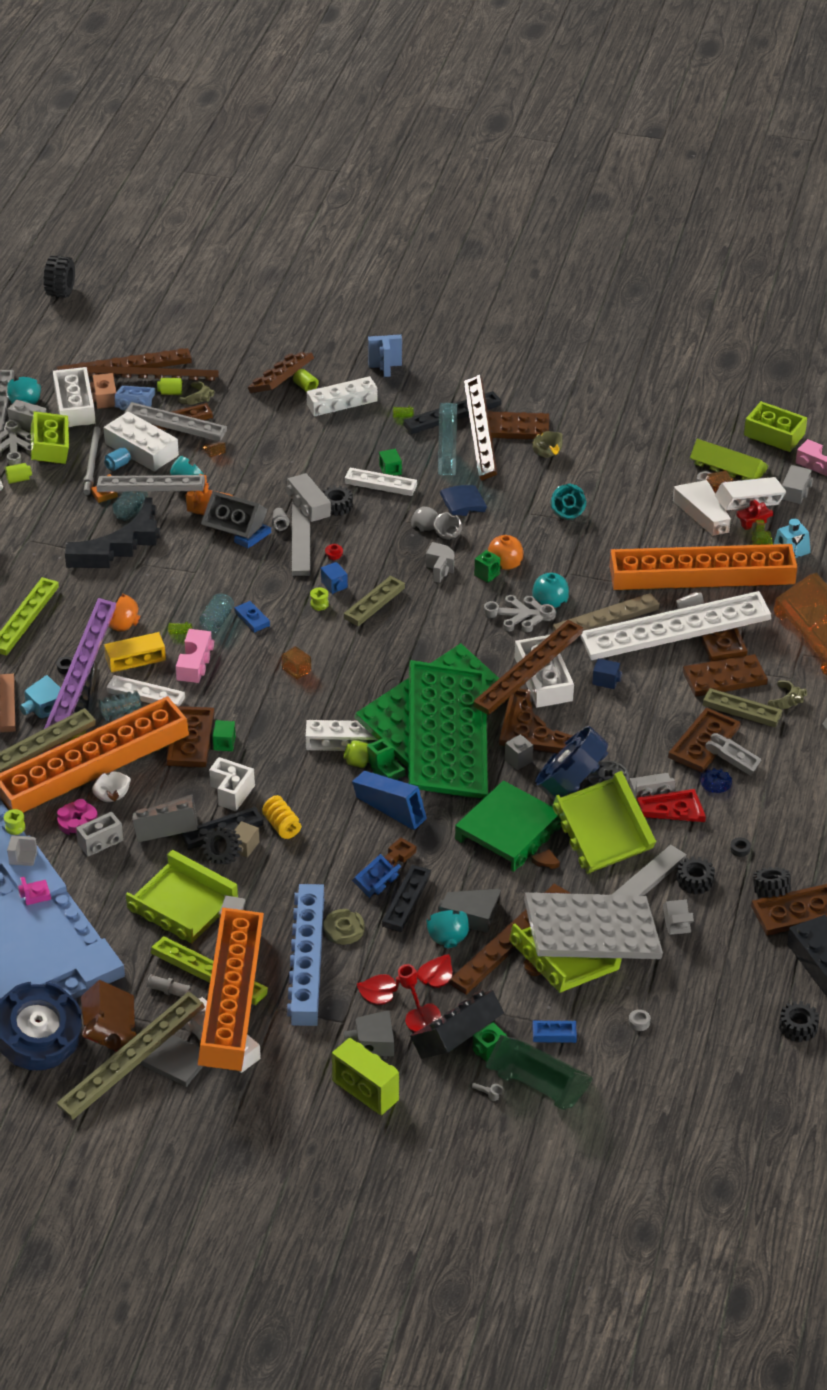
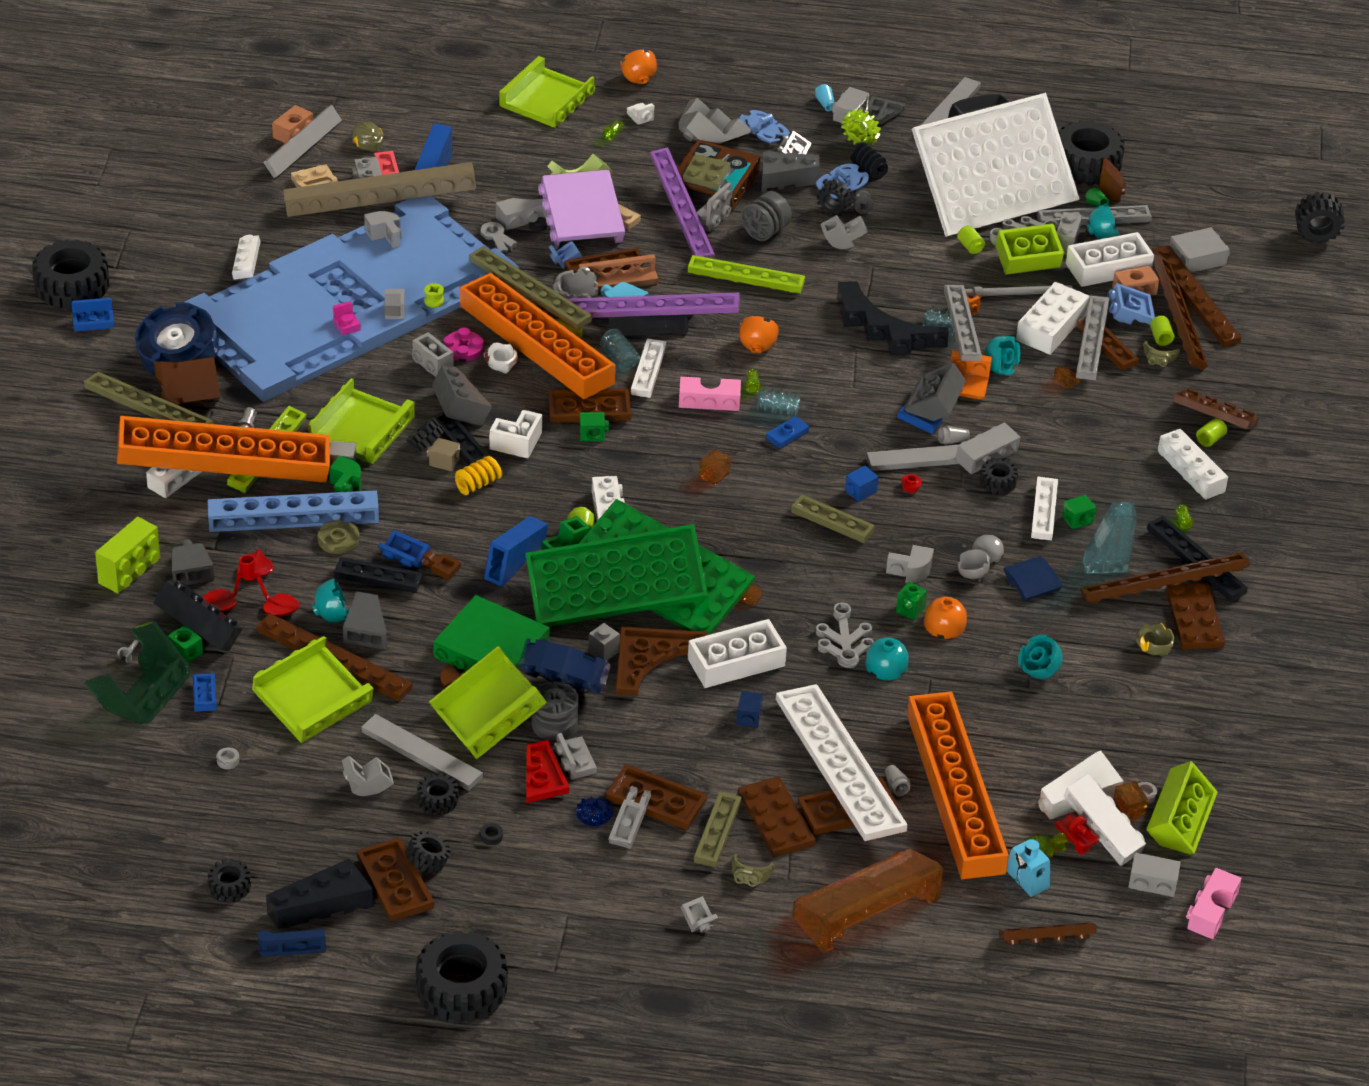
camera: 80 degrees right, 0 degrees up
(19, 725) = (577, 284): none -> light grey hair
(70, 348) = (1200, 249): none -> light grey brick
(117, 459) = (1016, 305): dark azure brick -> none
(135, 652) = (706, 352): yellow brick -> none
(272, 910) = (345, 475): none -> green brick
(319, 599) = (825, 476): lime wheel -> none
(385, 352) = (1278, 487): medium blue bracket -> none
(527, 667) = (719, 626): reddish brown plate -> none
(592, 926) = (336, 702): light grey plate -> none
(615, 613) = (856, 711): dark tan plate -> none
(775, 426) = (1263, 849): lime brick -> none

